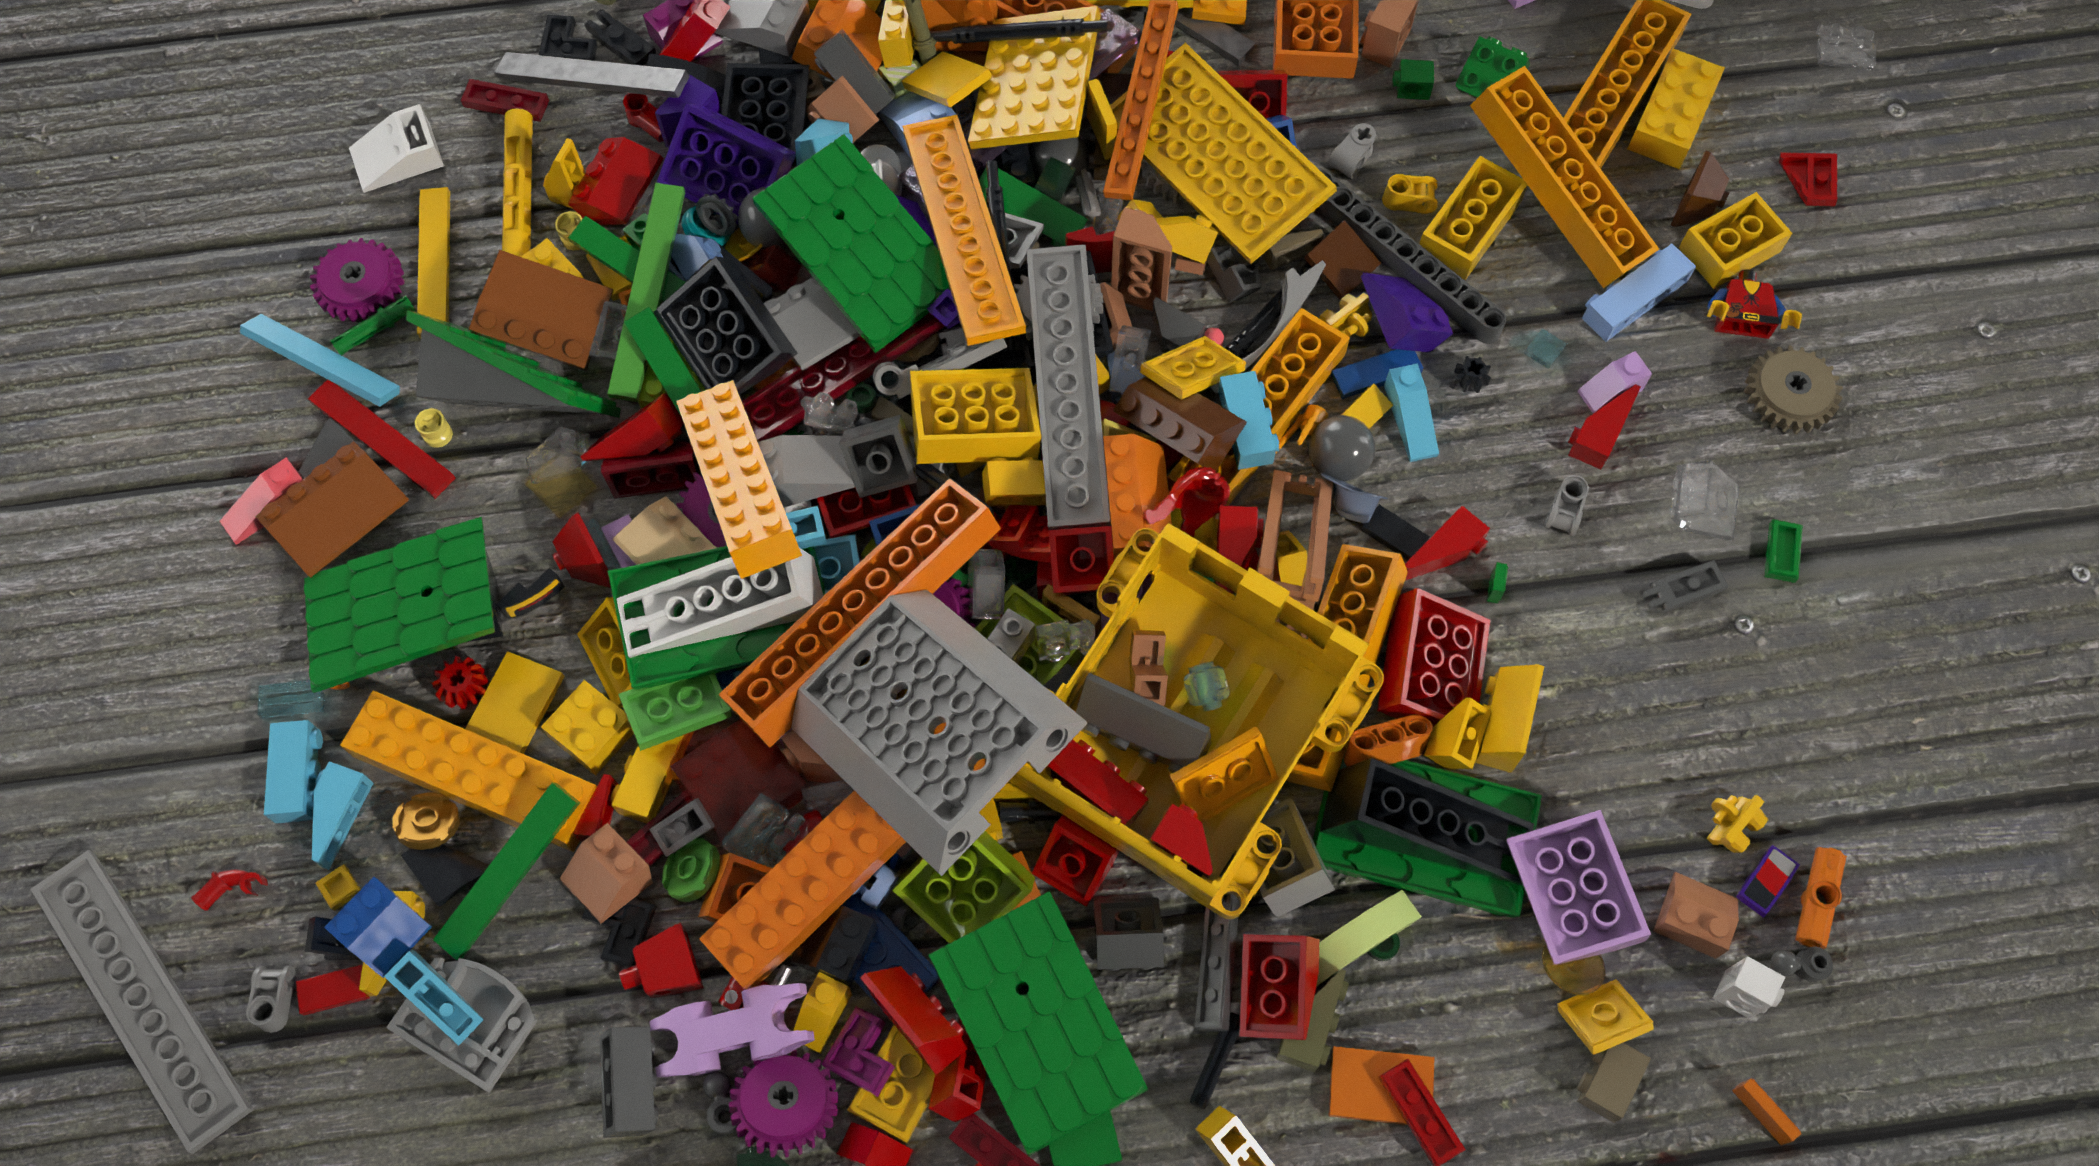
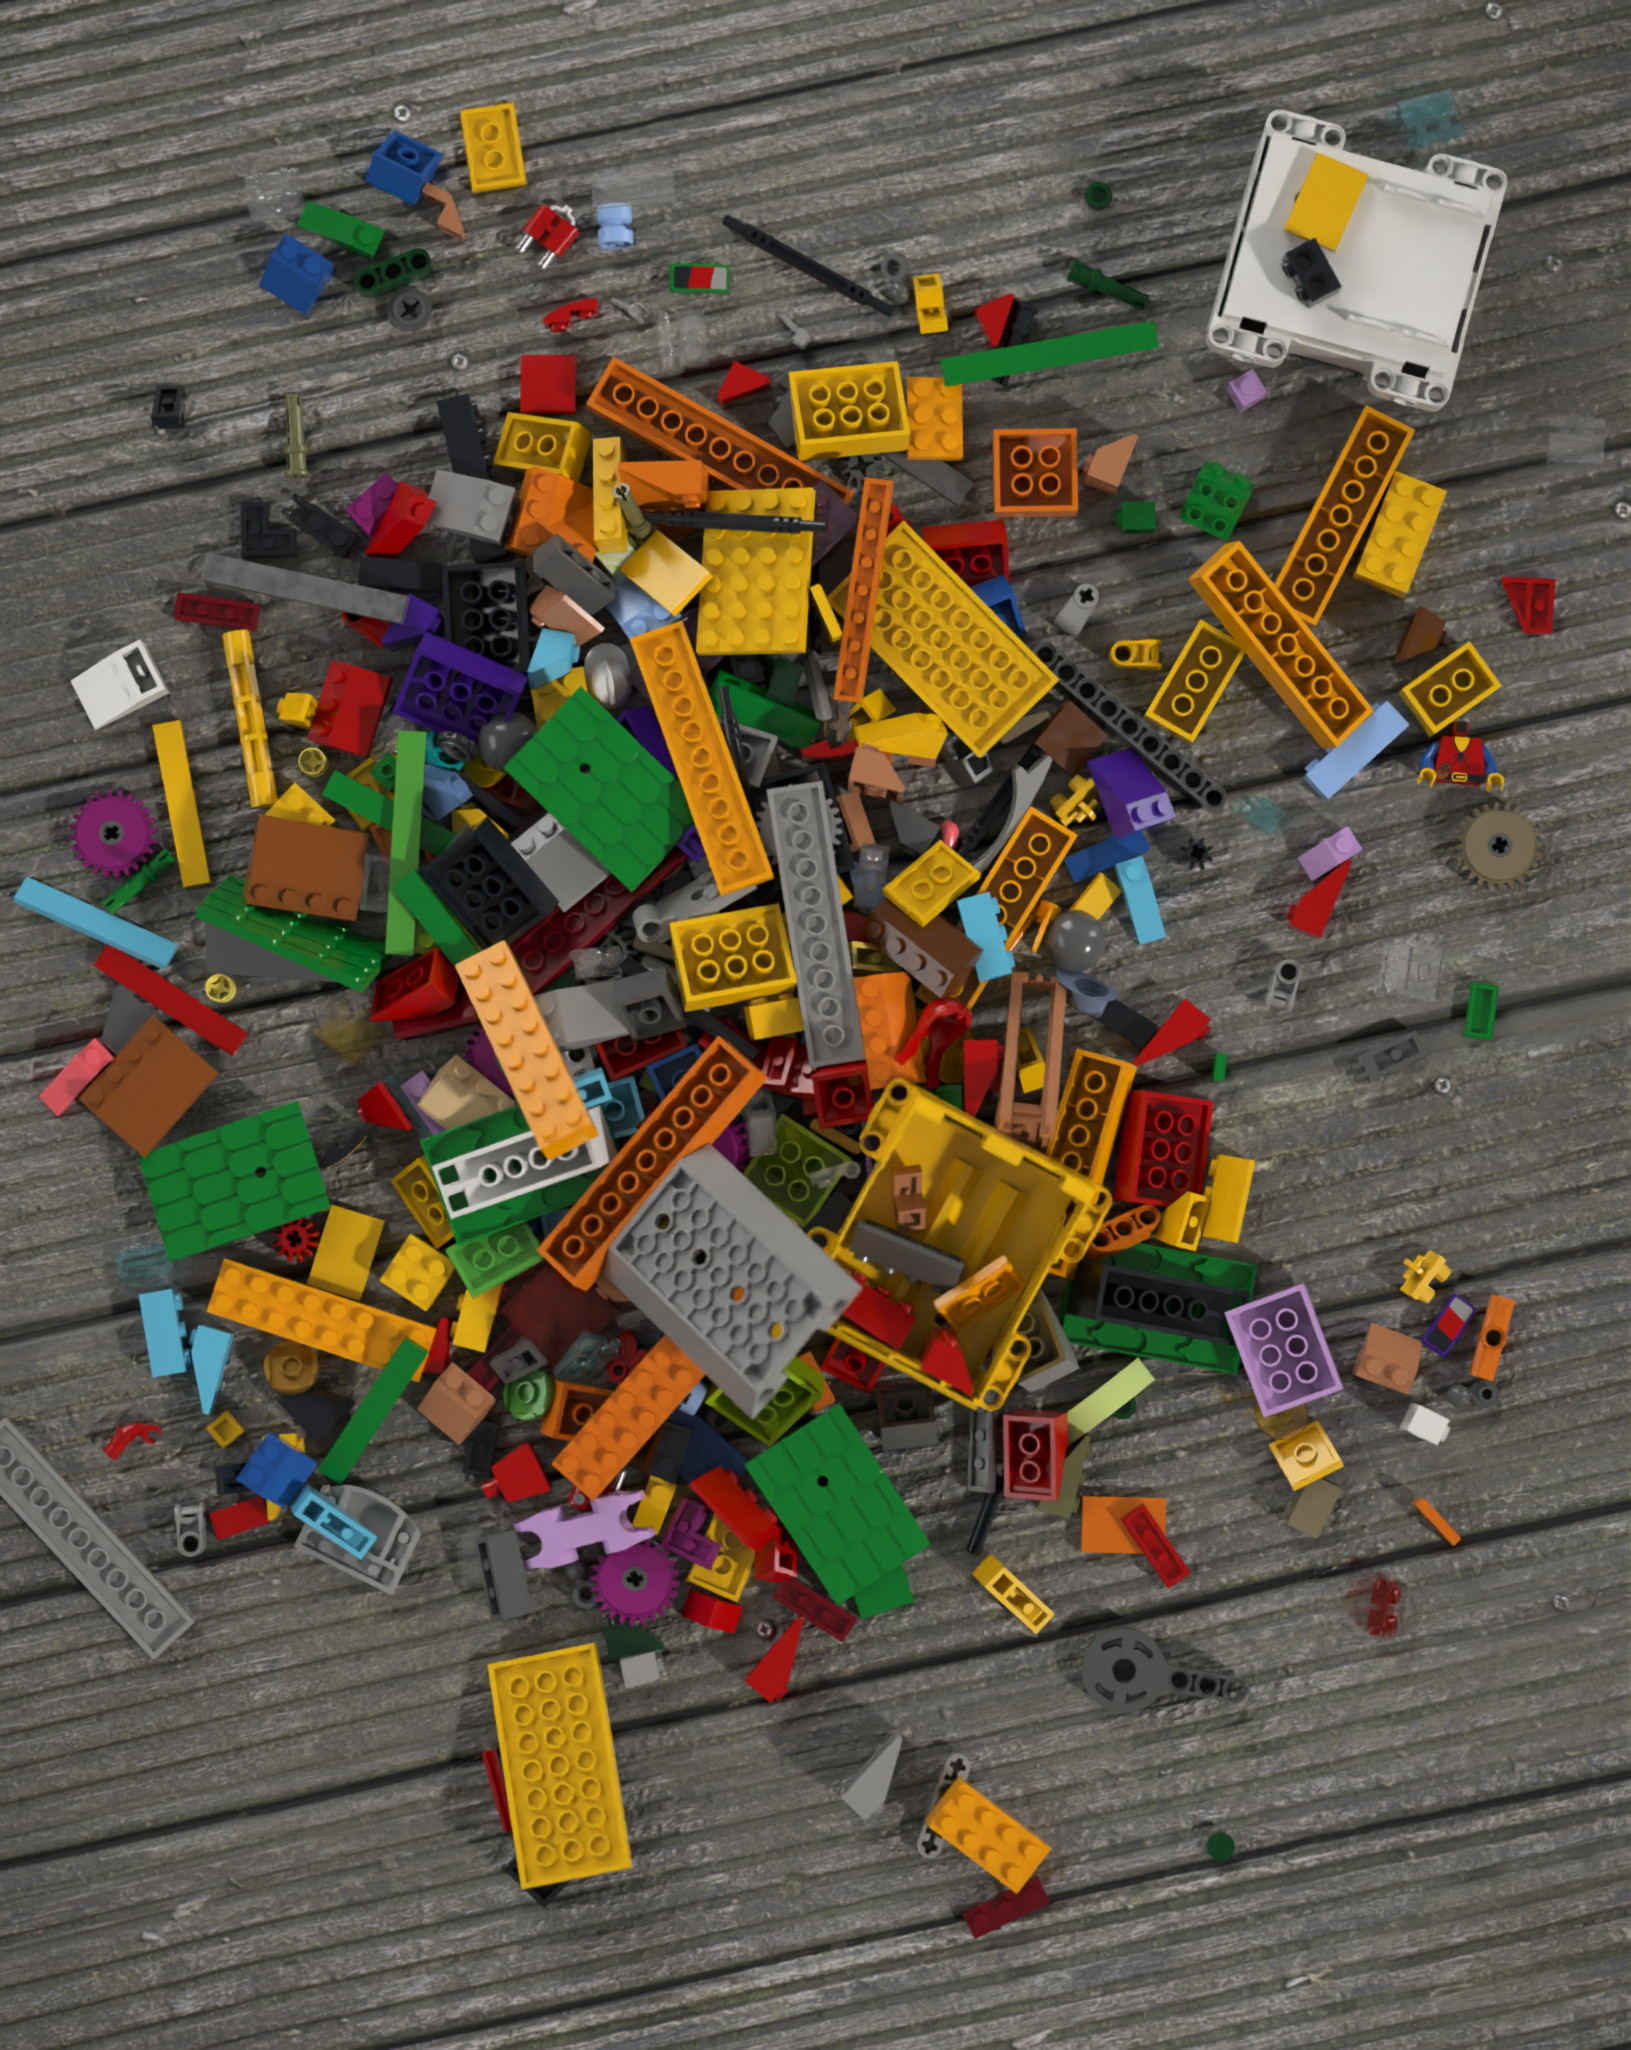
camera: 10 degrees left, 20 degrees up
(864, 396) = (622, 934): dark green tile -> none
(1013, 635) = (783, 1179): light grey brick -> none
(1206, 685) = (960, 1213): clear light blue head -> none

